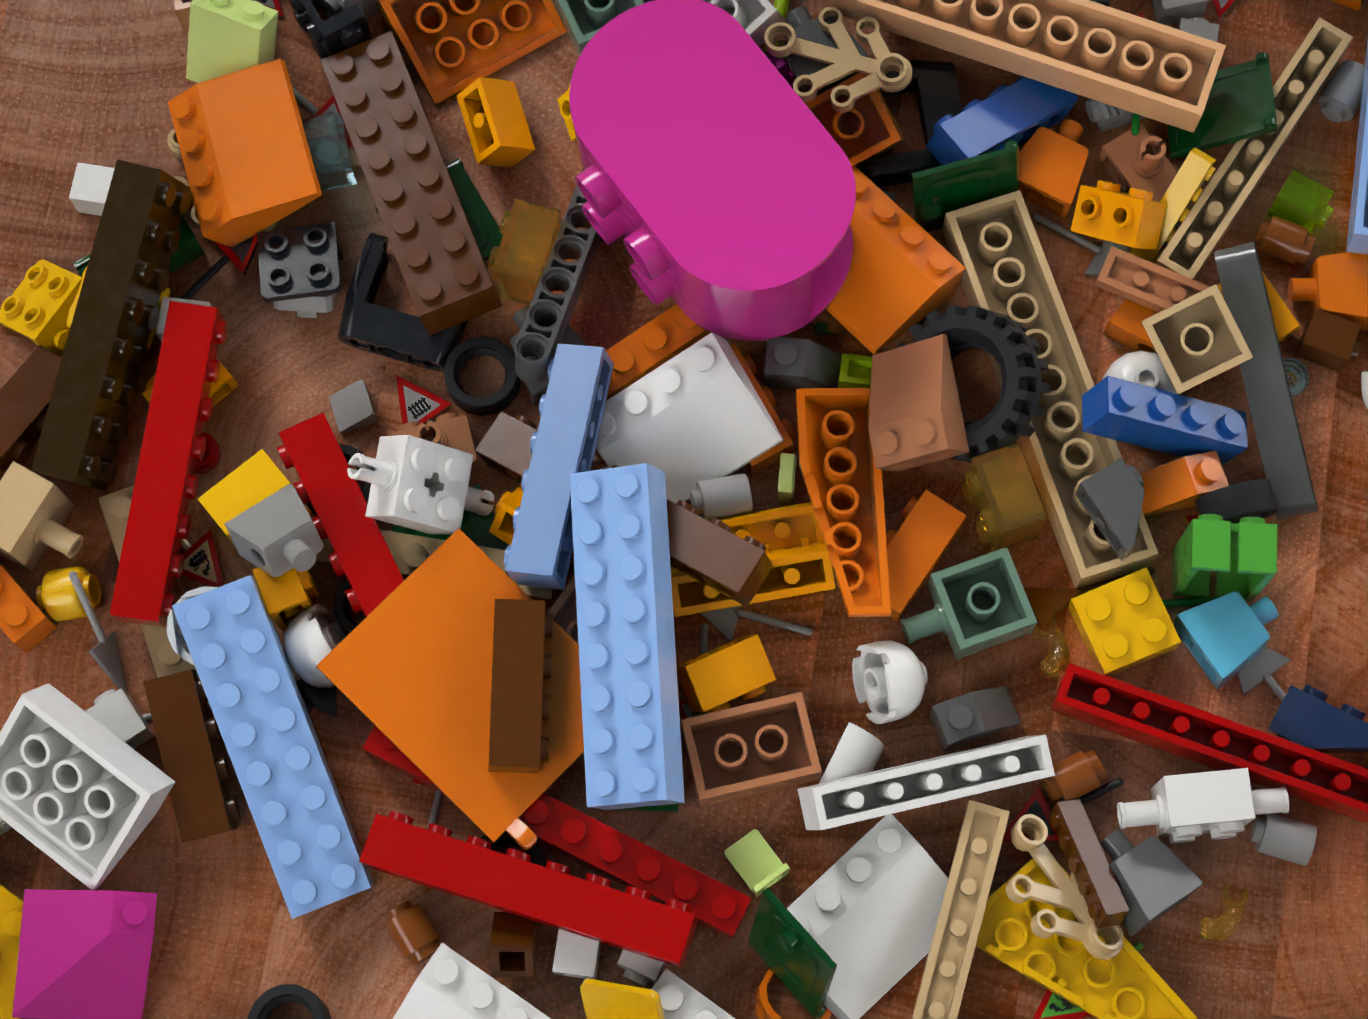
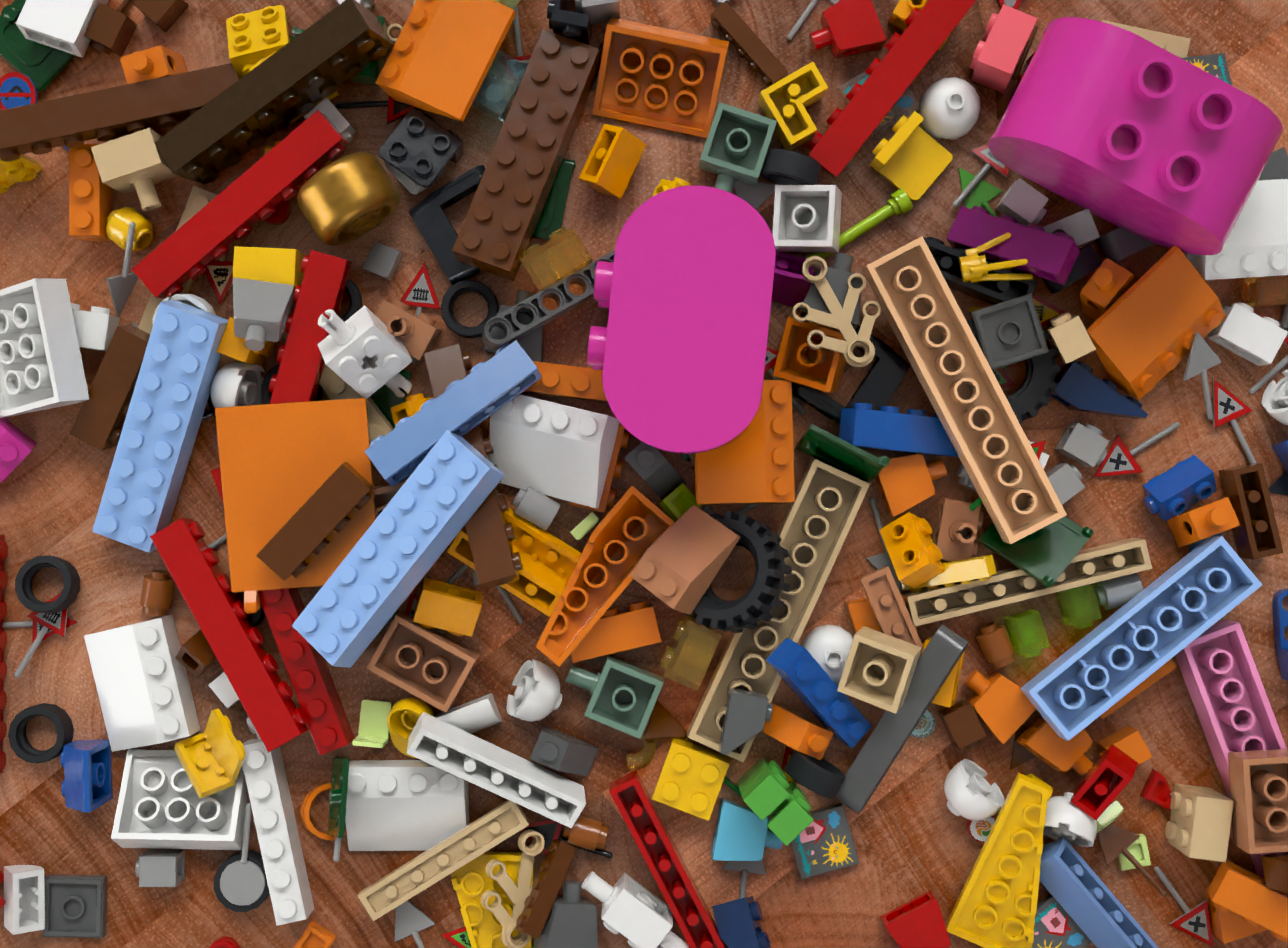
camera: 40 degrees right, 15 degrees up
(270, 364) = (348, 198): none -> pearl gold wheel
(801, 848) = (403, 719): none -> yellow cap
(1312, 576) = (825, 843): none -> dark grey tile
(1322, 136) = (1079, 606): none -> clear neon green brick

